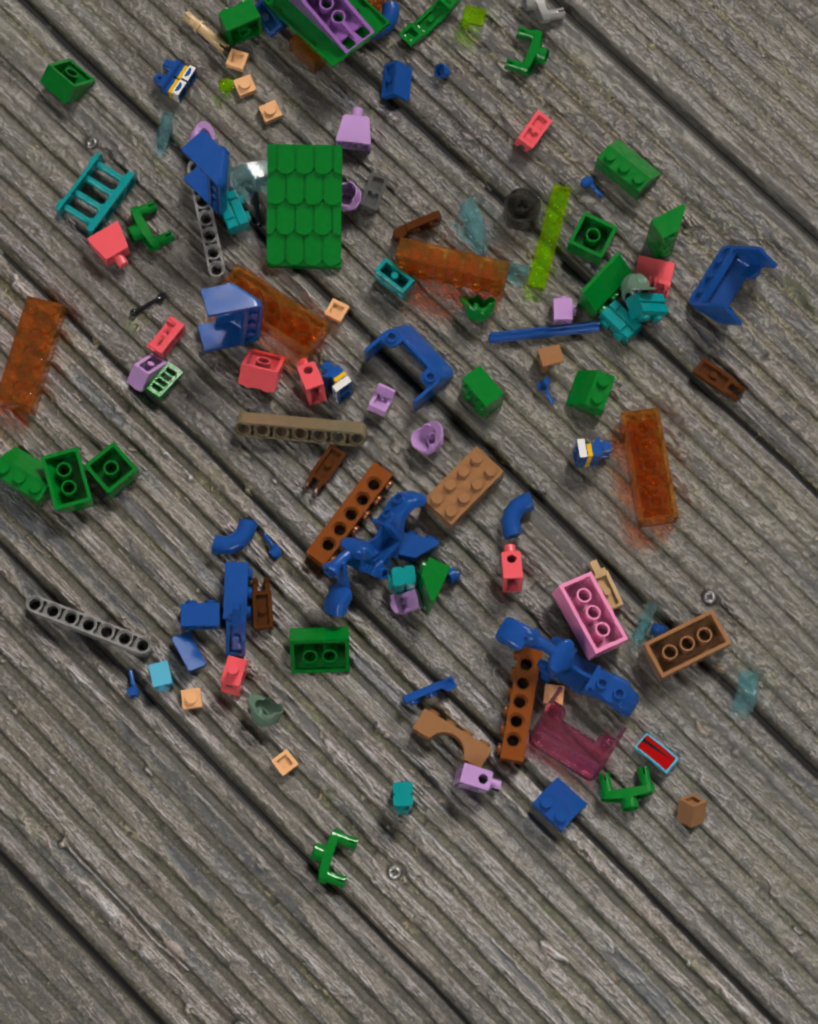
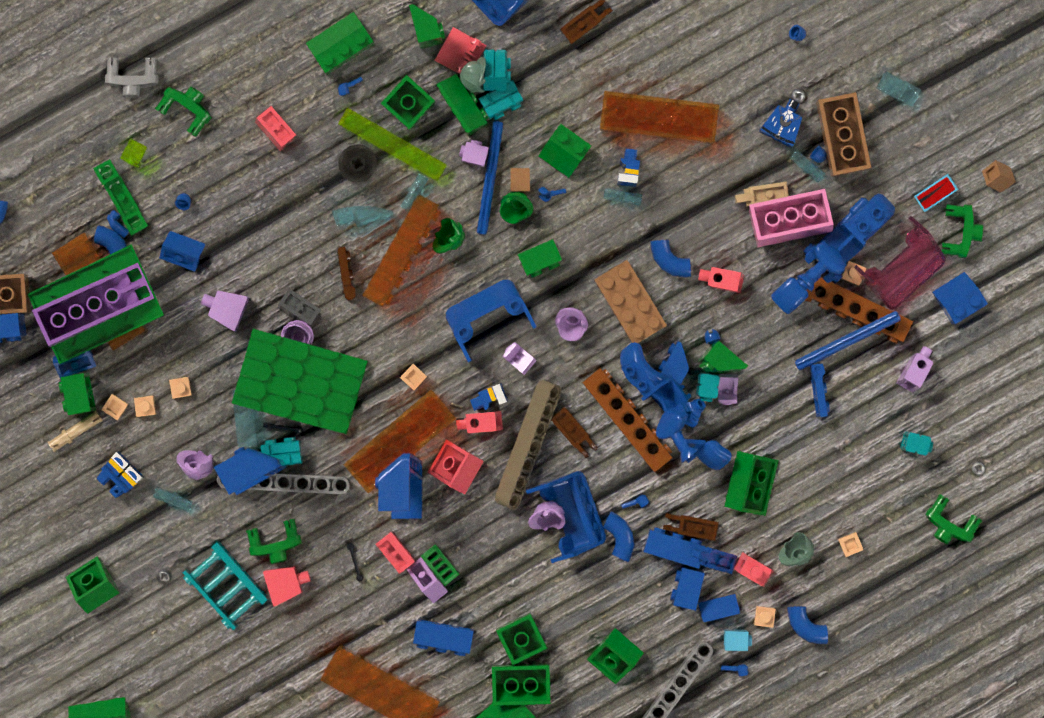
camera: 75 degrees left, 15 degrees up
(95, 400) = (443, 637): none -> blue brick
(117, 564) = (615, 656): none -> green slope
(189, 741) = (805, 628): none -> blue cylinder
(226, 85) = (139, 424): clear neon green hinge -> none
(236, 463) = (546, 516): none -> lavender piece
(249, 491) = (582, 520): none -> blue windscreen
(394, 279) = (397, 311): teal brick -> none
(403, 19) = (115, 225): none -> blue arm
(431, 725) = (853, 397): medium nougat arch -> none
(486, 703) = (847, 340): none -> blue axle
(523, 359) = (515, 207): none -> green piece
(563, 457) = (623, 196): none -> clear light blue axle
(678, 587) = (783, 124): none -> blue torso
(769, 578) = (797, 33): none -> blue hinge

